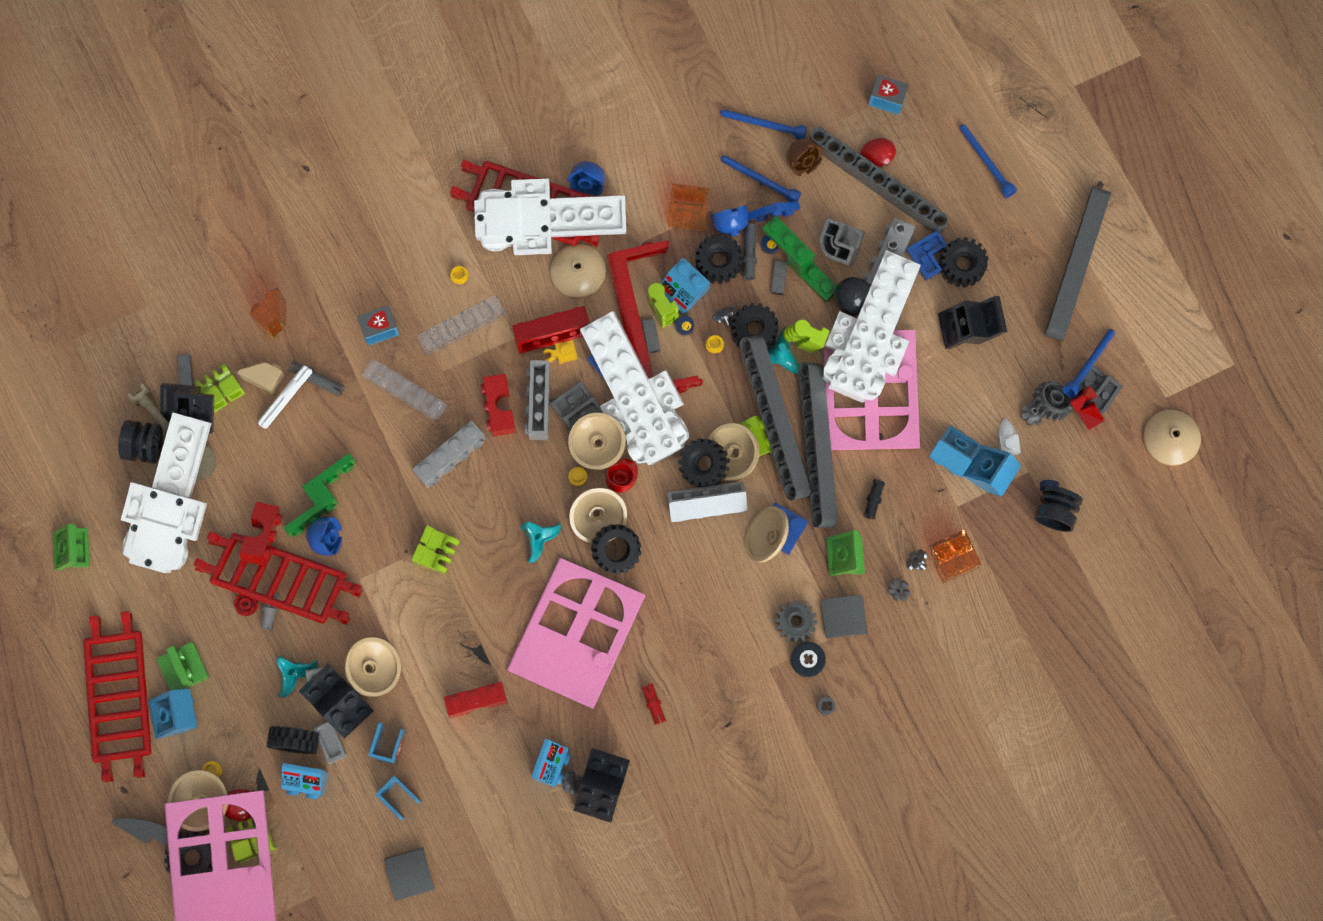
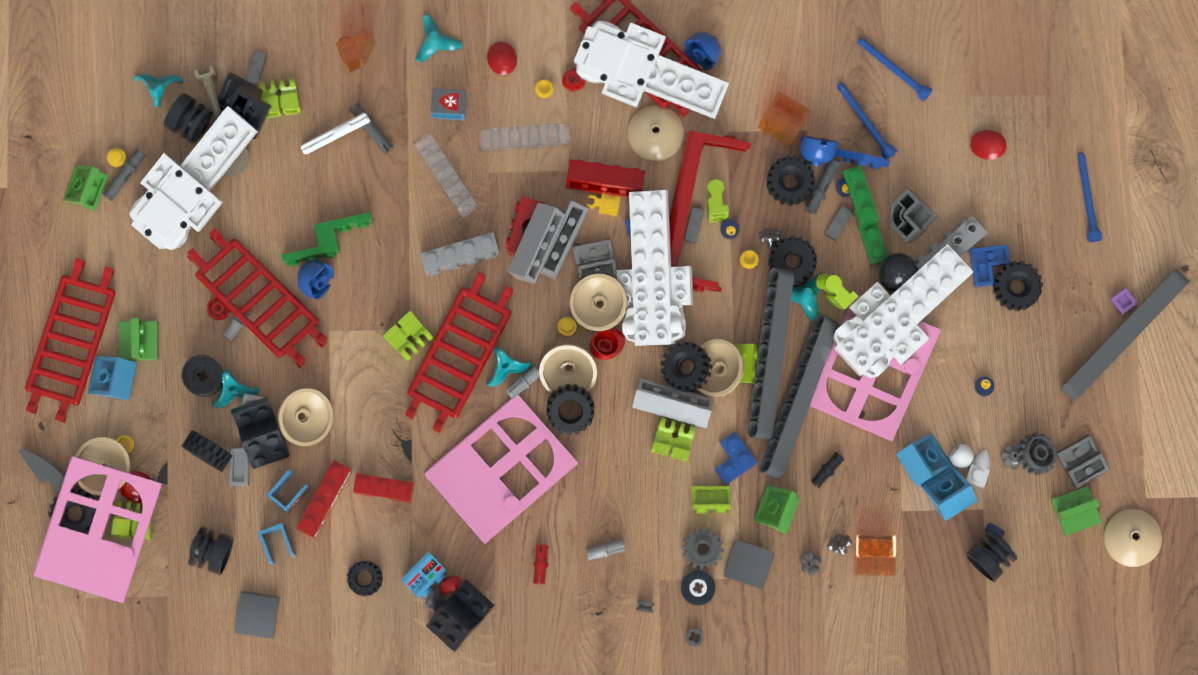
camera: 25 degrees right, 5 degrees up
(88, 508) = (116, 157): none -> yellow plate
(99, 427) = (157, 86): none -> teal piece
(100, 529) = (124, 174): none -> dark grey pin
(249, 665) = (198, 365): none -> black wheel
(257, 548) = (249, 263): red arch -> none
(264, 376) = (324, 105): tan slope -> none
(303, 780) = (201, 490): dark azure slope -> none
(334, 833) = (208, 550): none -> black wheel
(340, 276) = (435, 40): none -> teal piece
(409, 265) = (502, 58): none -> red hat
(424, 735) = (324, 499): none -> red brick
(483, 261) = (572, 85): none -> red plate
(501, 603) = (439, 342): none -> red bar
(504, 801) = (376, 578): none -> black tyre
(515, 411) = (536, 243): none -> light grey brick
(561, 544) = (523, 382): none -> light grey axle
(578, 760) = (450, 584): none -> red plate
(685, 285) = (745, 192): dark azure slope -> none
(707, 663) = (605, 550): none -> light grey axle
(731, 537) = (664, 441): none -> lime legs
(767, 534) = (712, 458): tan dish -> none
(768, 698) = (645, 606): none -> dark grey bush
(782, 572) = (711, 498): none -> lime bracket
(804, 156) = (915, 118): reddish brown cylinder -> none
(882, 189) = (974, 162): dark grey beam -> none
(888, 94) = (1024, 93): piece -> none
(972, 322) = (997, 347): black bracket -> none
(976, 363) = (984, 386): none -> dark blue tile
(987, 432) = (961, 456): none -> white piece
(1062, 235) = (1123, 301): none -> medium lavender plate
(1072, 388) = (1059, 450): blue piece -> none
(1084, 396) = (1064, 463): red slope -> none
(1091, 415) = (1066, 484): red slope -> none
(1111, 436) = (1076, 510): none -> bright green bracket

